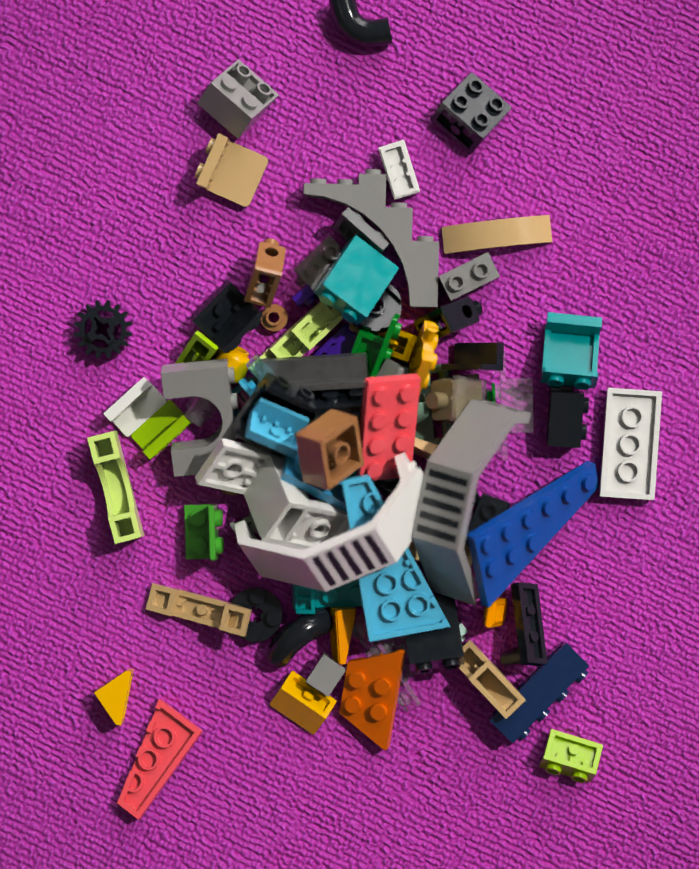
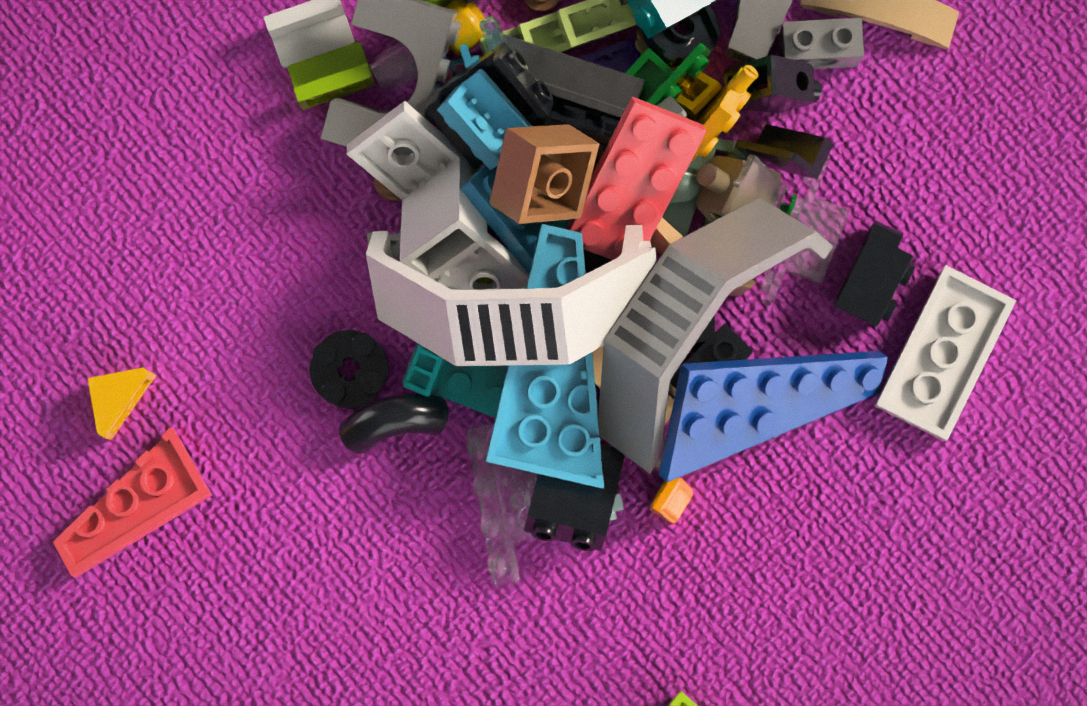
camera: 25 degrees right, 5 degrees down
(117, 488) = (243, 98): yellowish green arch -> none
(199, 609) = (276, 328): tan slope -> none
(202, 531) = (327, 230): bright green bracket -> none
(302, 703) = (360, 513): yellow panel -> none
(325, 675) = (407, 487): light grey panel -> none
(341, 633) = (453, 439): light orange slope -> none
(372, 694) = (460, 540): orange wing -> none
(490, 680) = (626, 588): tan slope -> none
(529, 628) = (707, 540): black piece -> none
(540, 690) = (684, 633): dark blue brick -> none
(571, 350) = (917, 193): teal panel -> none

